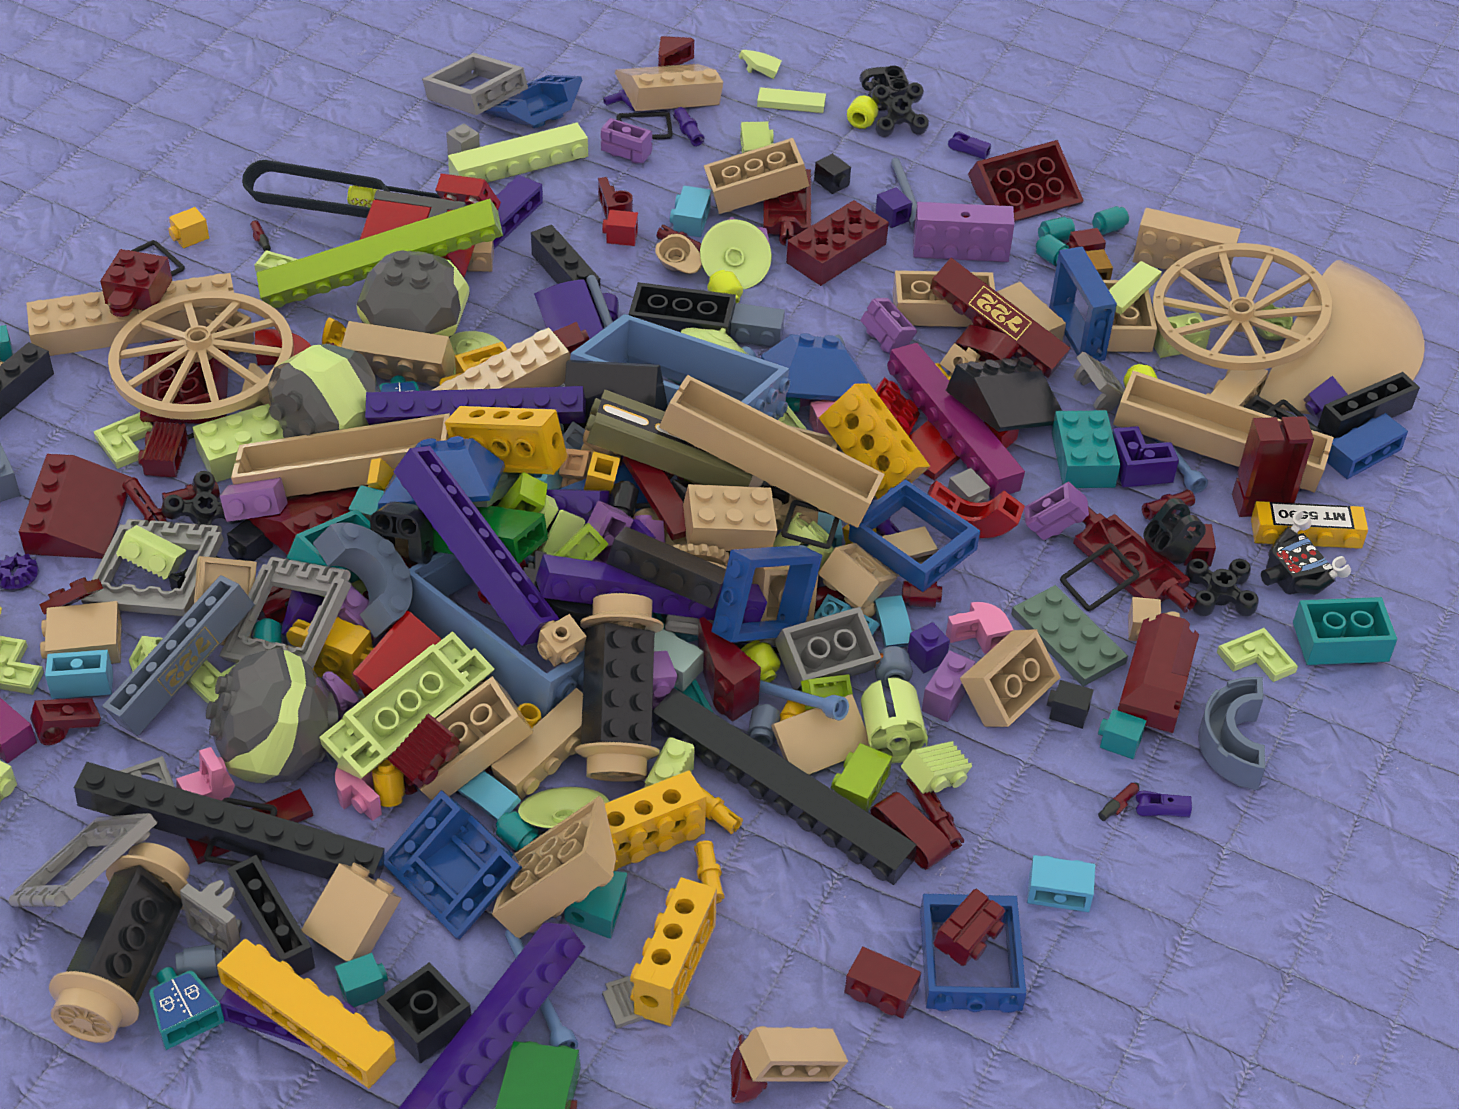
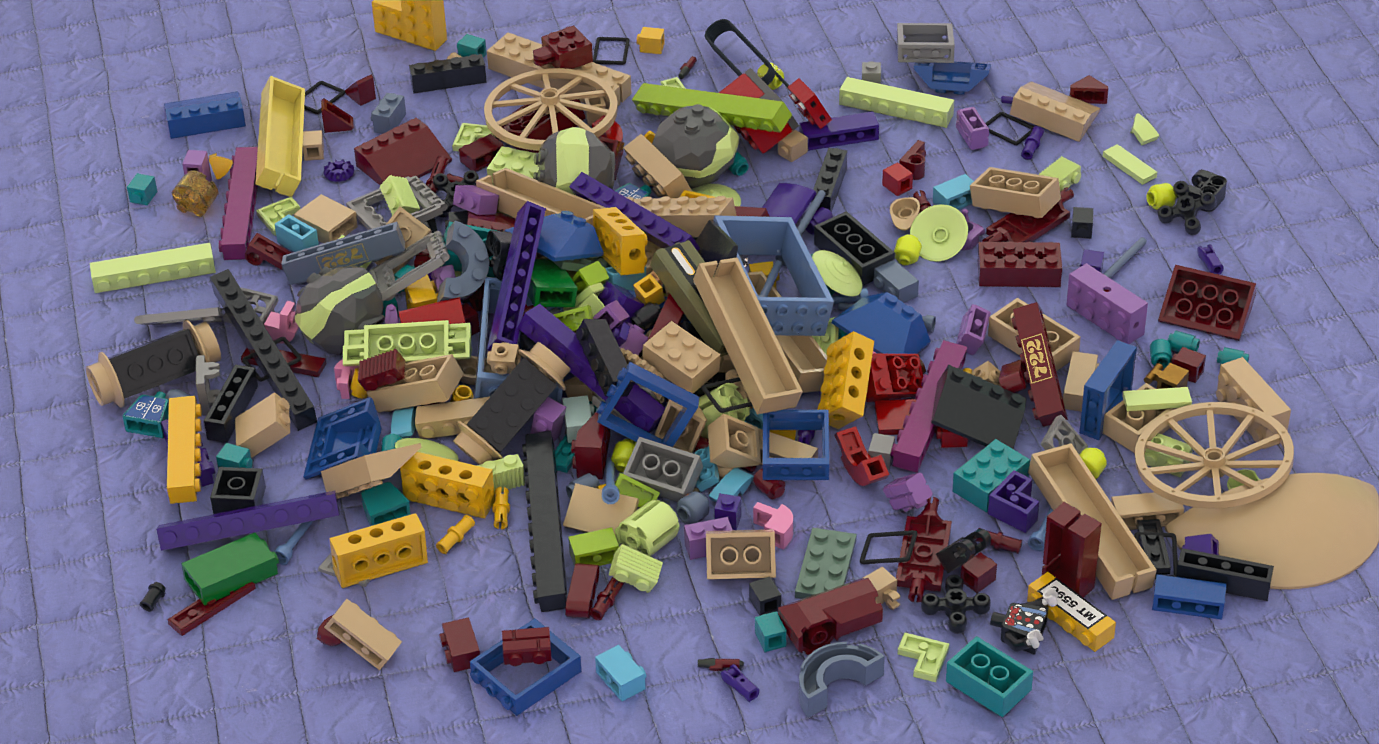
camera: 50 degrees right, 5 degrees down
(79, 590) = (341, 194): dark red plate -> none

